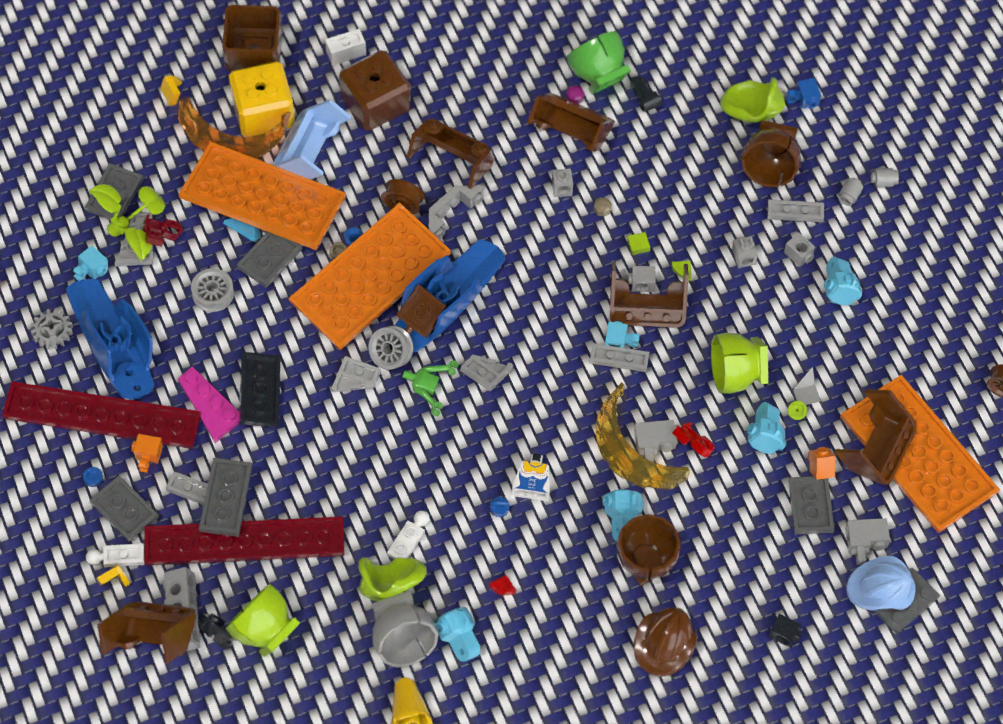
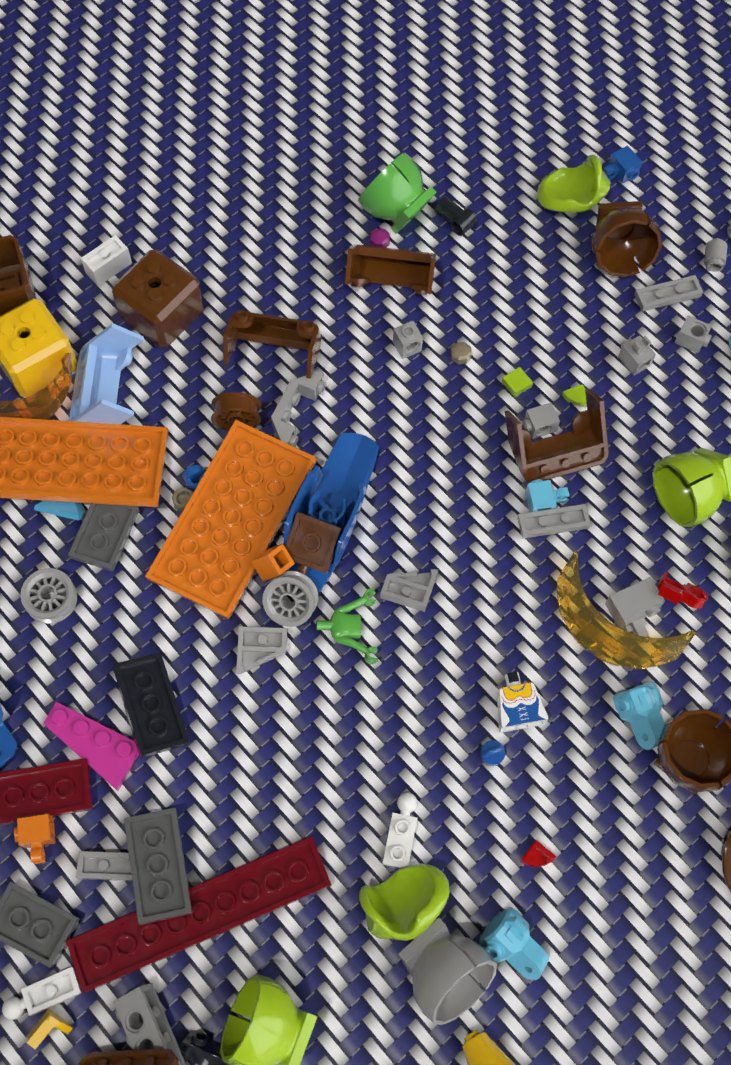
camera: 20 degrees left, 5 degrees up
(387, 316) = (272, 562): none -> orange brick

